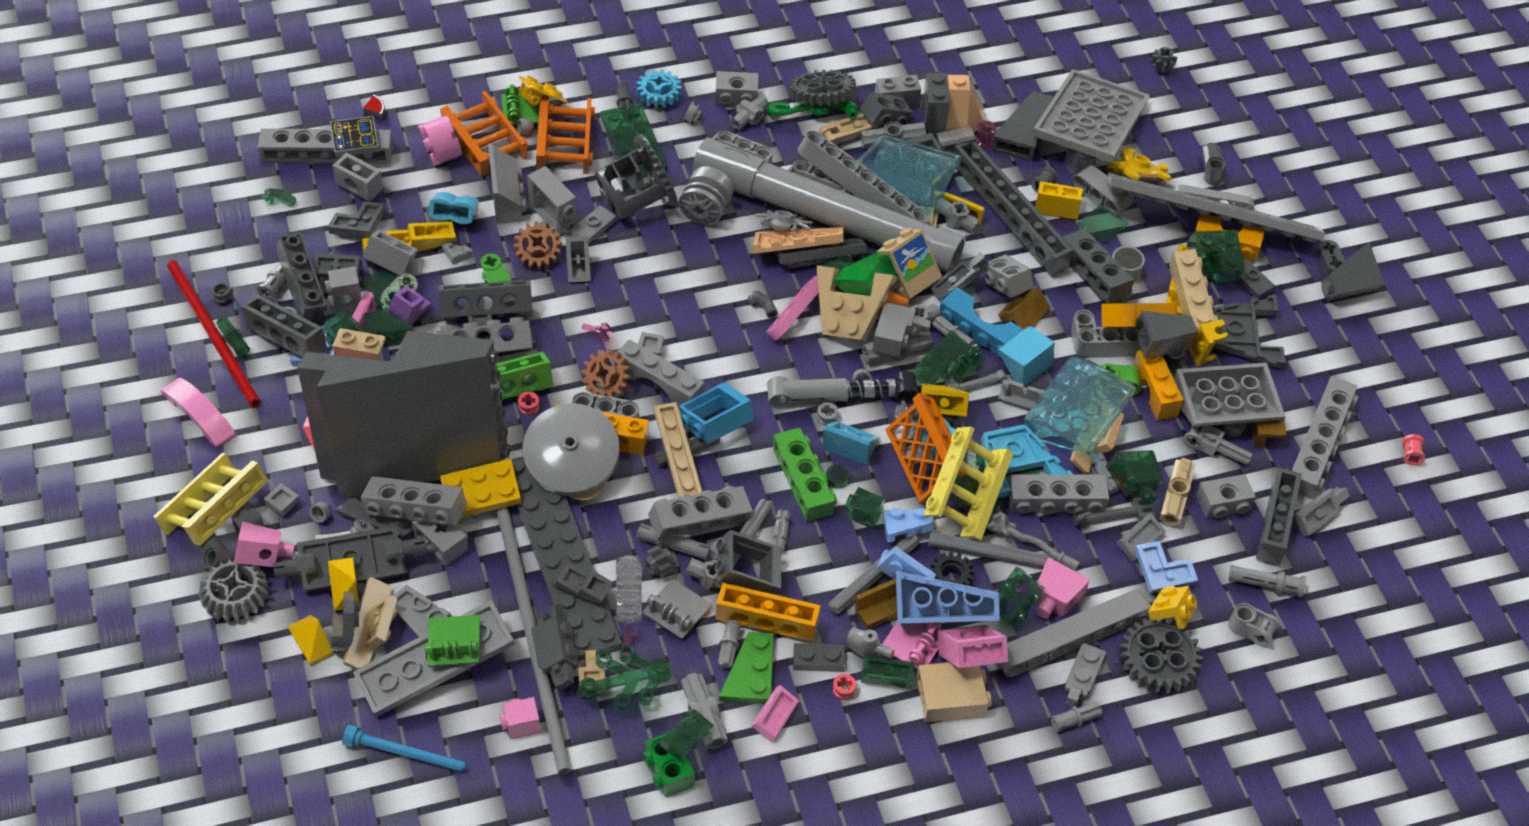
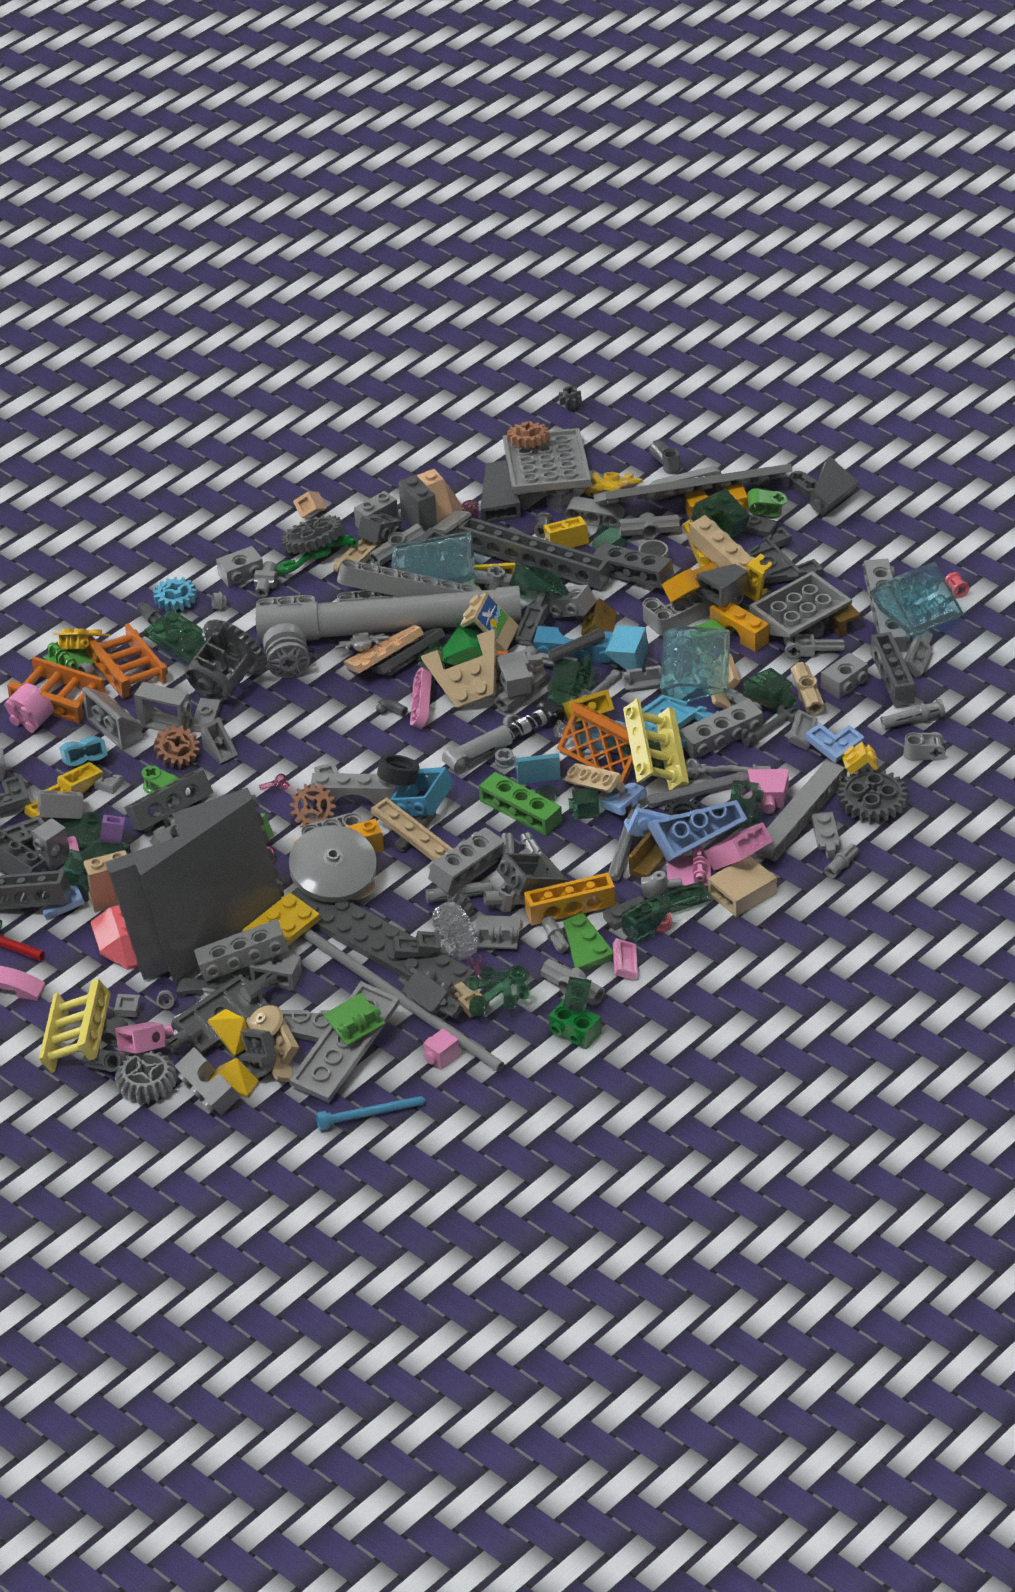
camera: 25 degrees left, 10 degrees down
(276, 645) = (217, 1092): none -> light grey arch
(376, 593) = (266, 1018): none -> tan piece
(696, 388) = (398, 770): none -> black tyre
(824, 677) = (644, 918): none -> clear green slope
(845, 54) = (309, 503): none -> light nougat panel
(889, 489) = (594, 778): none -> tan bracket
(976, 327) = (576, 645): none -> dark grey axle
(991, 239) = (536, 580): none -> clear green wedge
(1091, 80) = (528, 435): none -> nougat gear
(1144, 229) = (648, 525): none -> light grey piece
(1274, 261) = (764, 502): none -> bright green piece
(1354, 451) = (917, 599): none -> clear light blue slope

